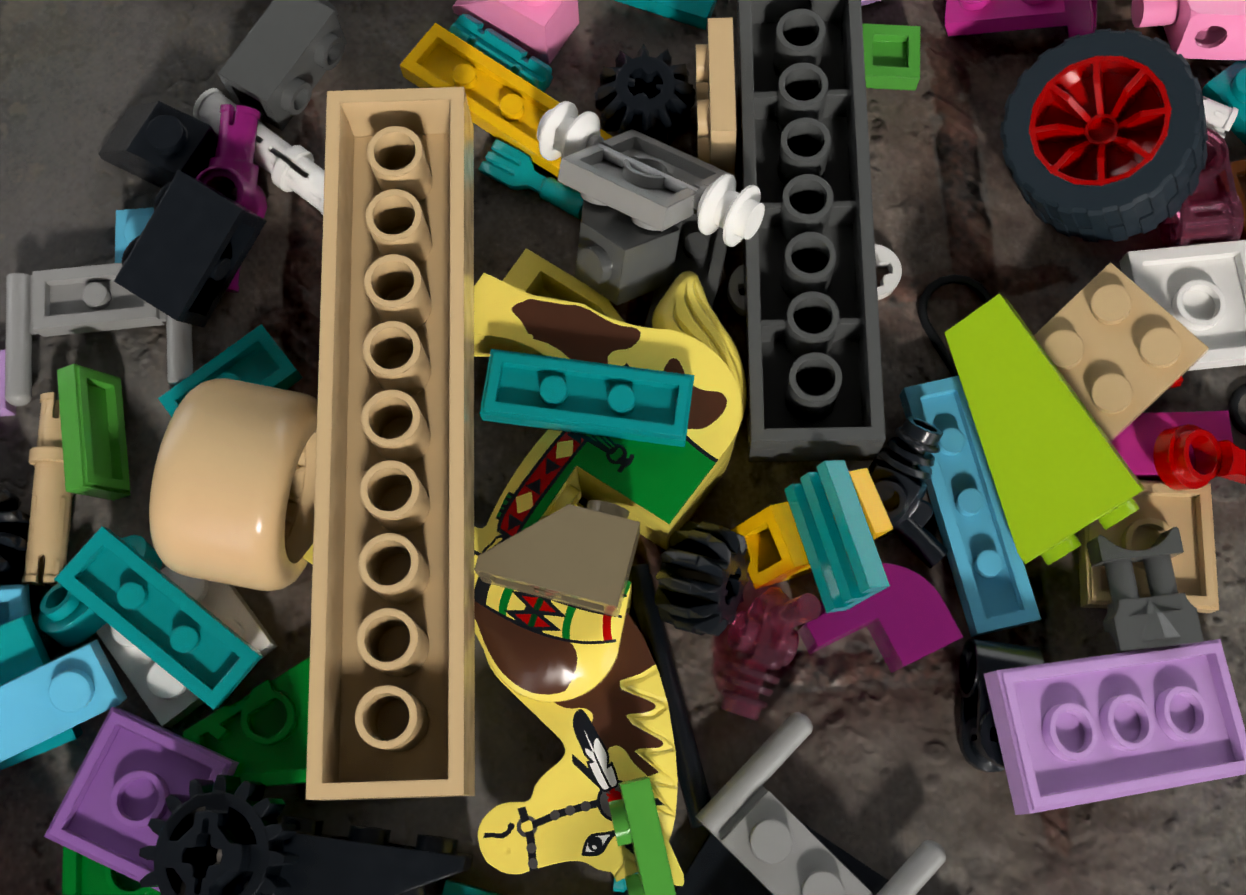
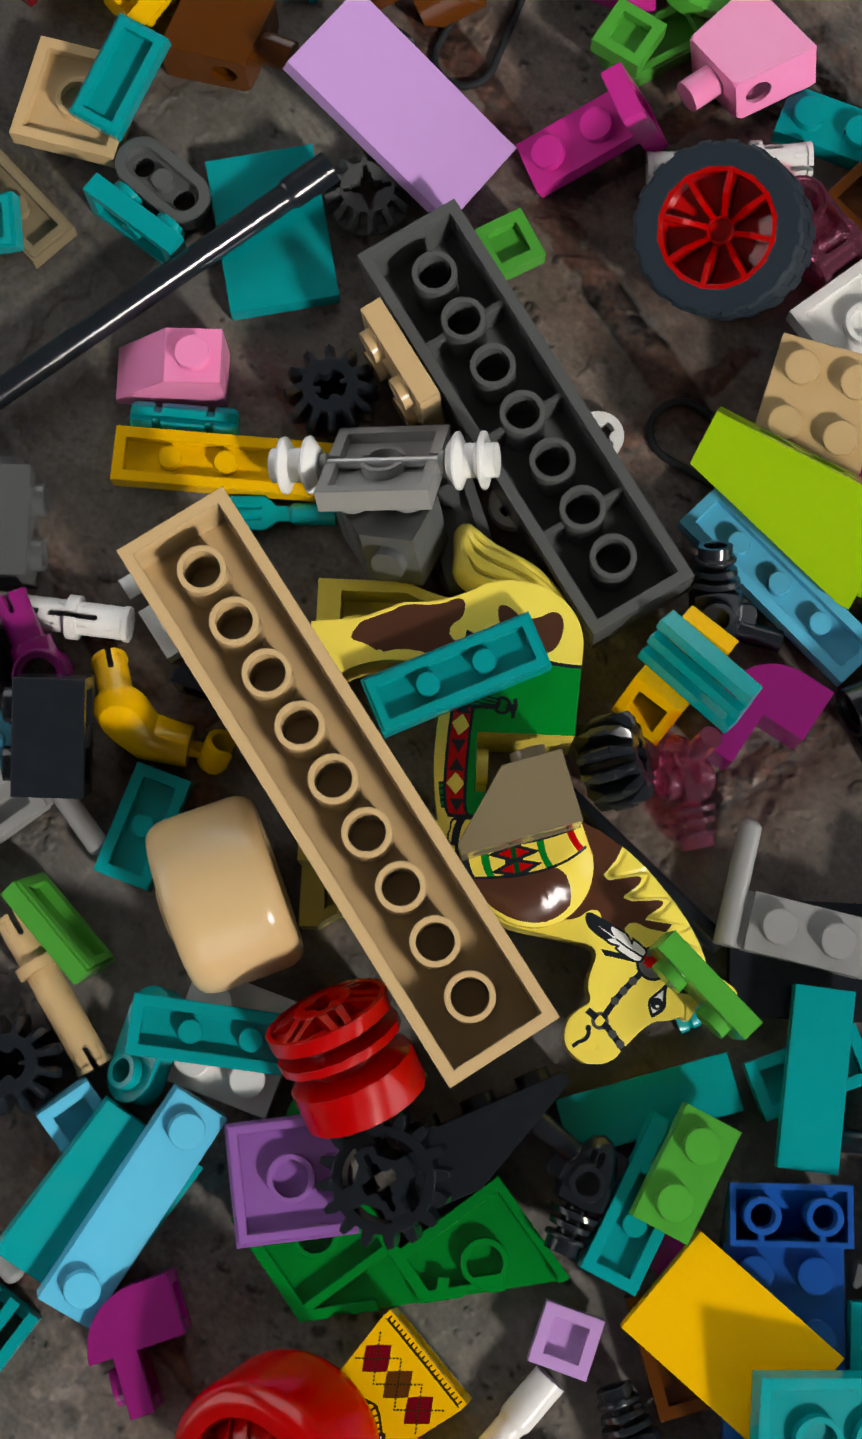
camera: 30 degrees left, 5 degrees up
(242, 712) = (346, 1058): none -> red wheel
(281, 285) = (138, 728): none -> yellow arm

